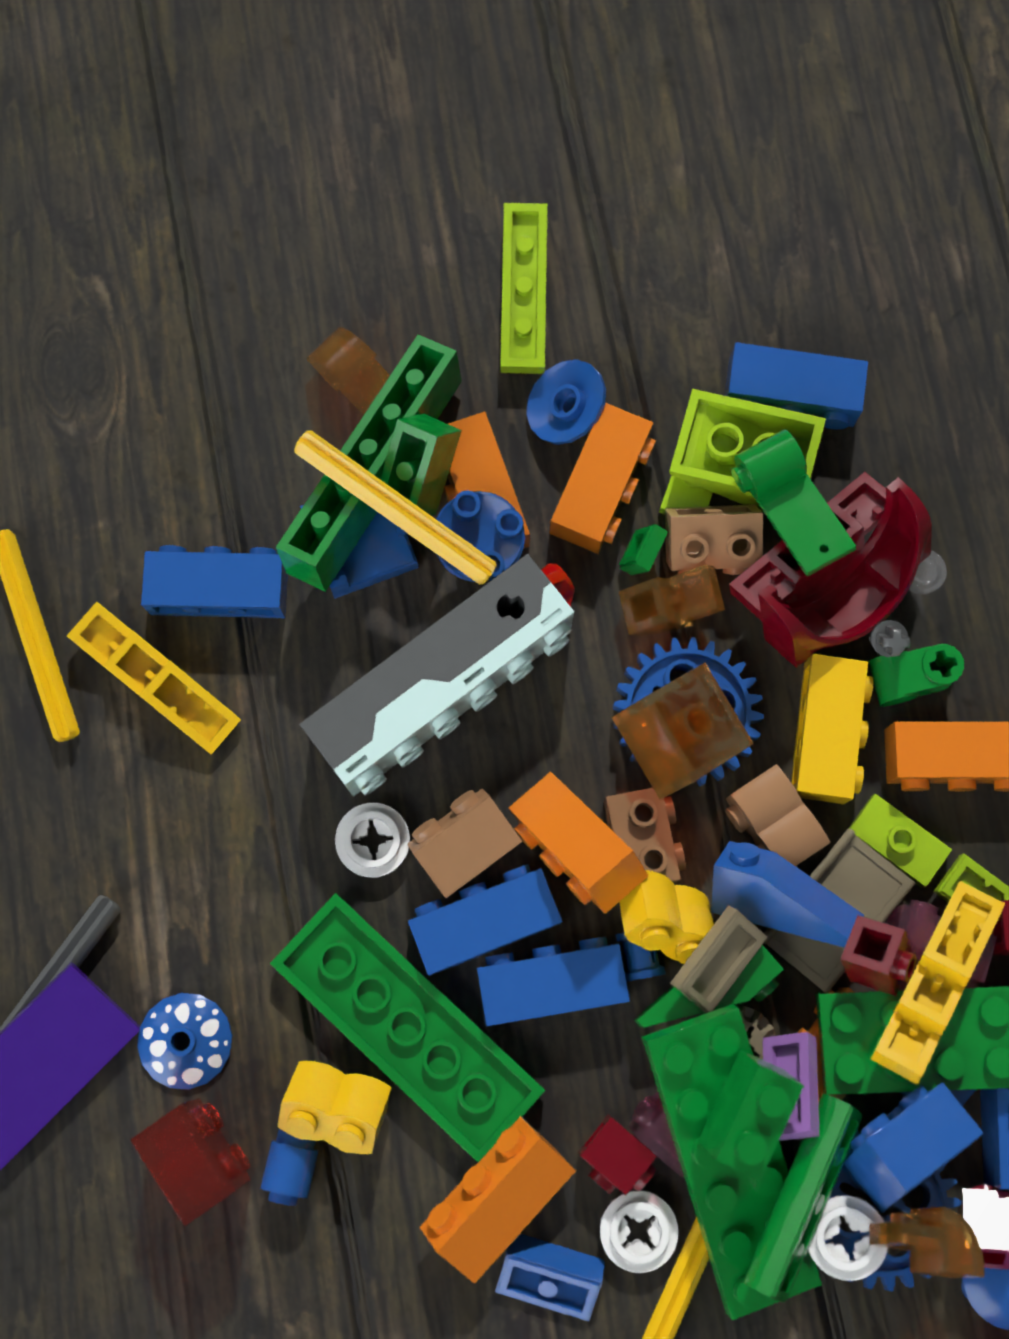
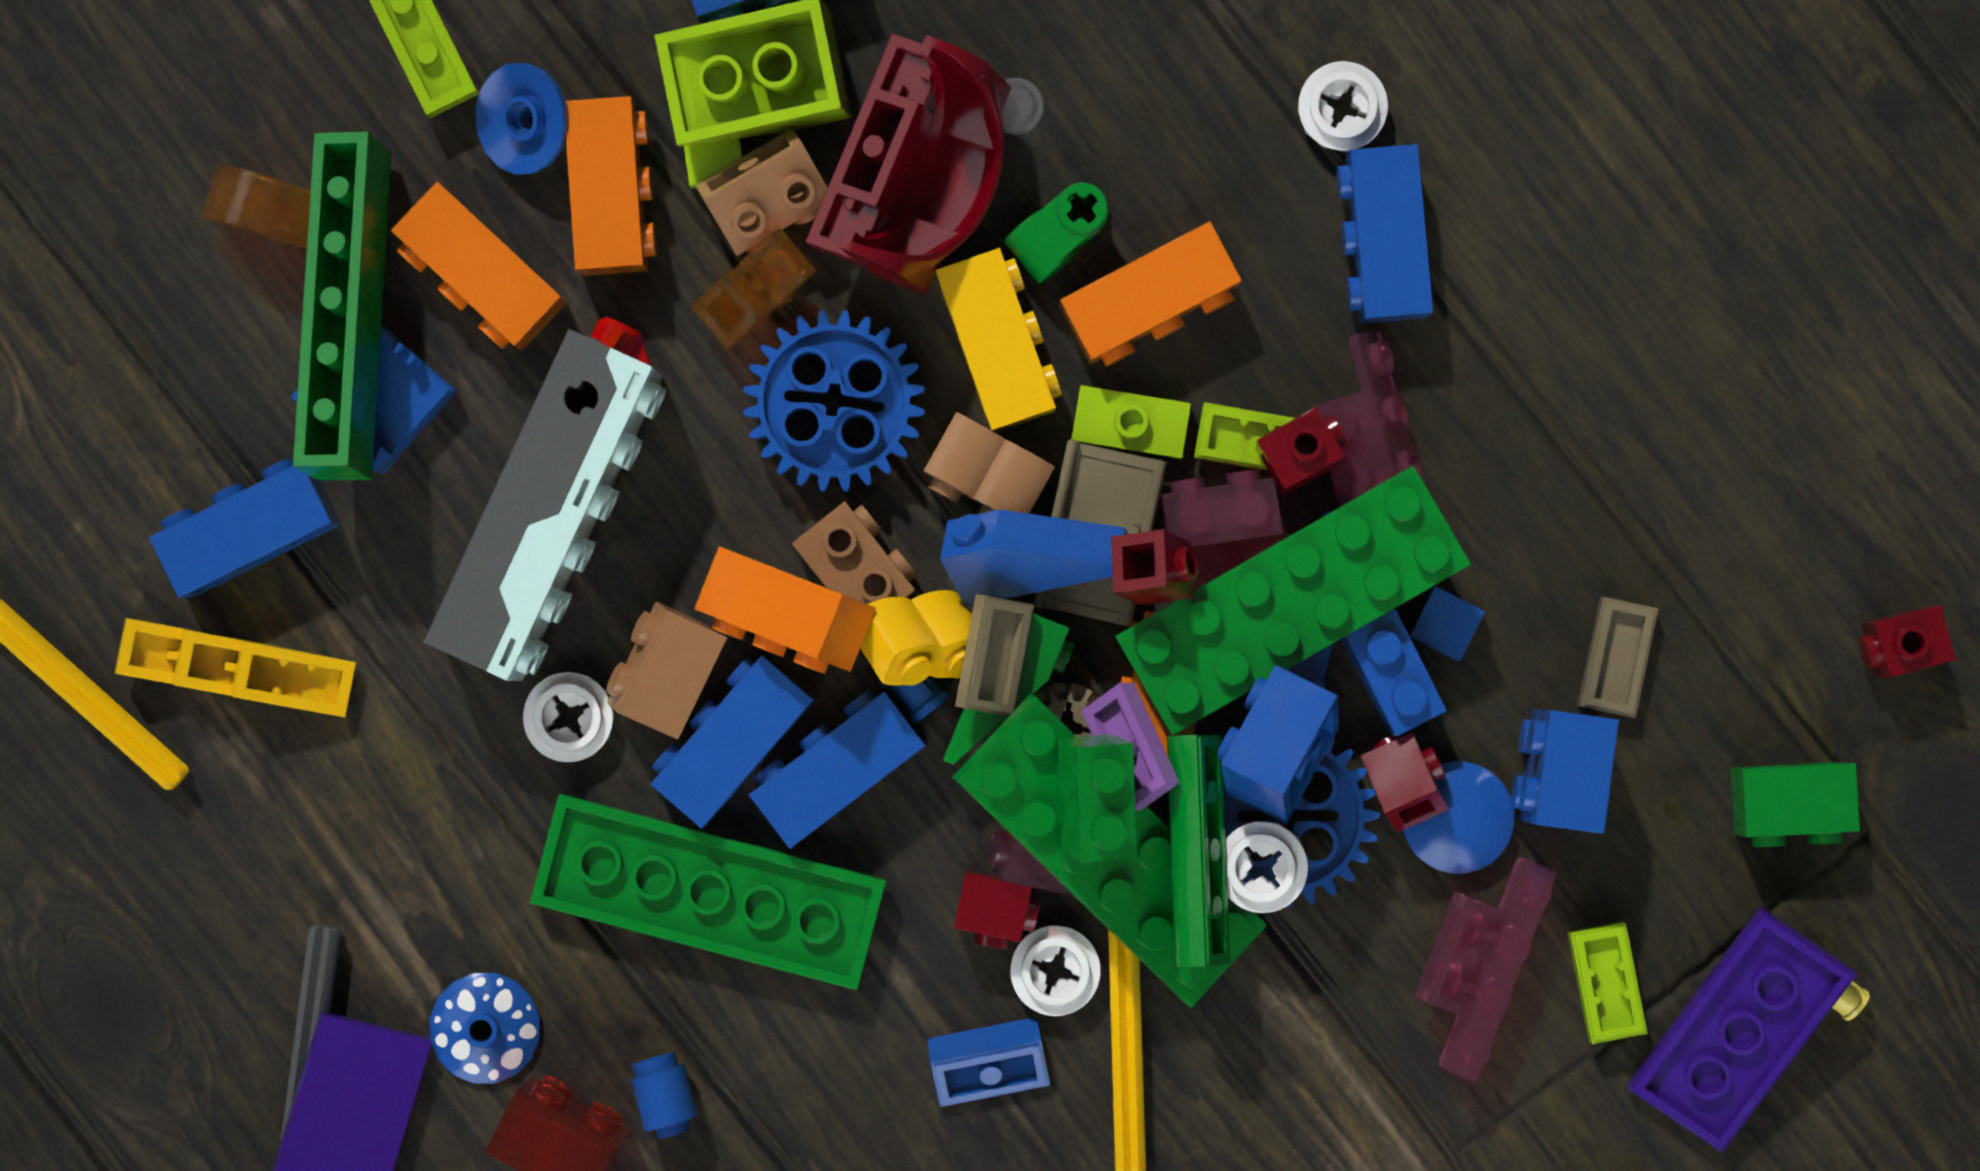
camera: 25 degrees left, 10 degrees up
(334, 1107) = (676, 1012): yellow brick -> none
(395, 507) = (397, 353): yellow axle -> none
(420, 459) = (396, 290): green brick -> none
(488, 525) = (505, 331): blue dish -> none
(496, 1200) = (891, 1015): orange brick -> none
(643, 549) = (694, 245): green tile -> none
(682, 731) = (835, 432): clear orange slope -> none
(780, 484) = (827, 118): green door -> none
(889, 638) = (1010, 209): dark grey axle -> none
(937, 1239) = (1351, 821): clear orange brick -> none
(938, 982) = (1227, 560): yellow slope -> none

